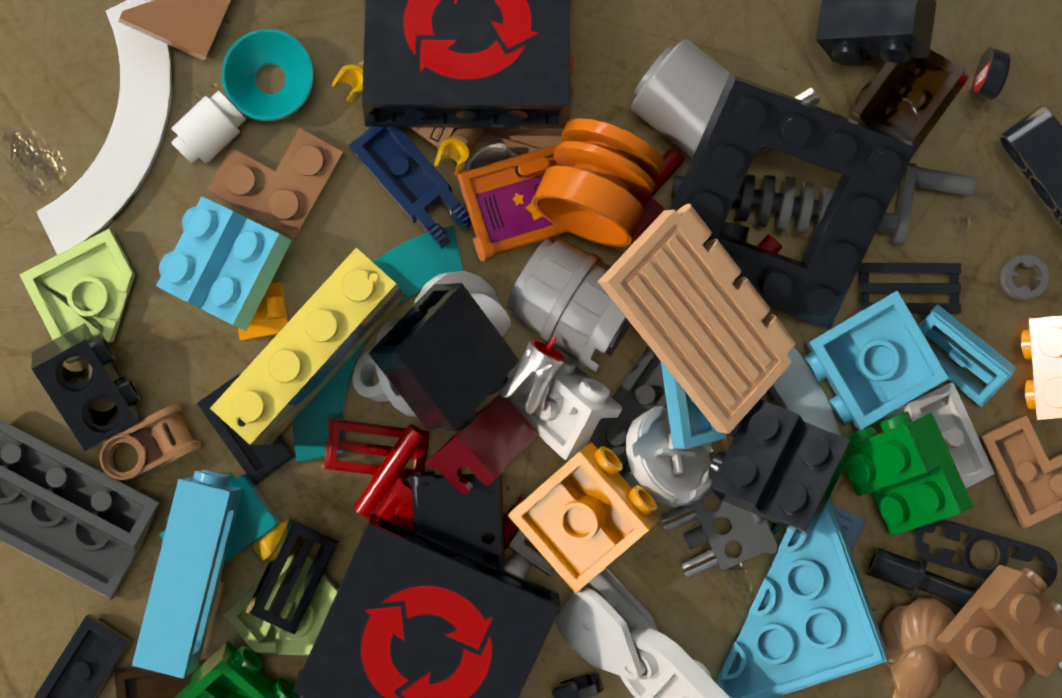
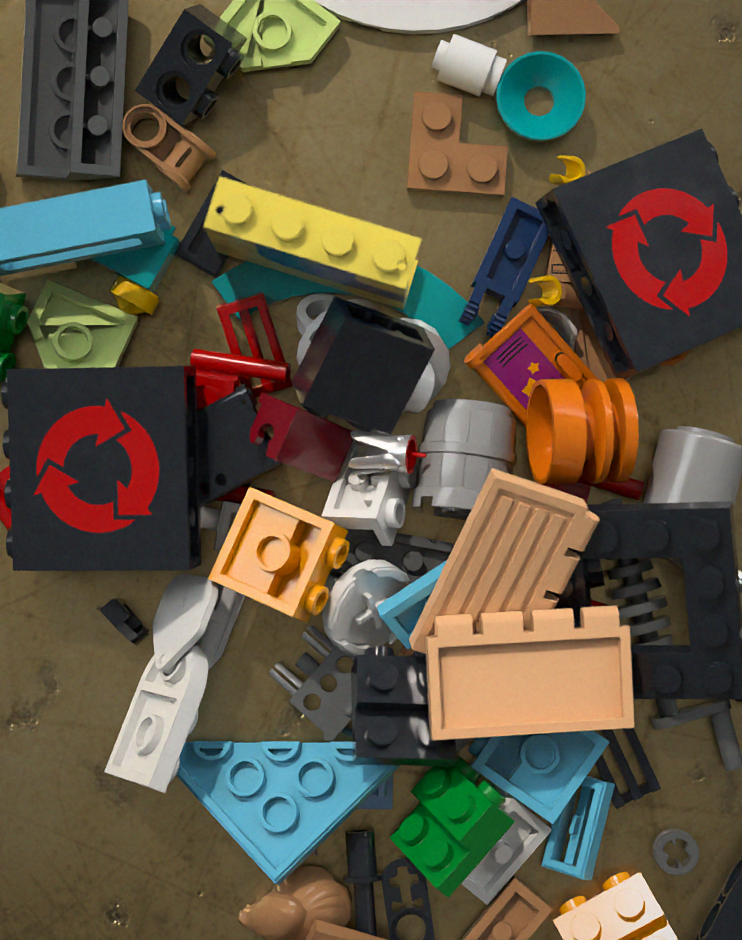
camera: 65 degrees right, 0 degrees up
(222, 262) = (356, 134): medium azure plate -> none
(270, 315) = (330, 186): light orange tile -> none
(275, 567) = (128, 304): black tile -> none
(807, 335) = (529, 679): none -> light nougat hinge

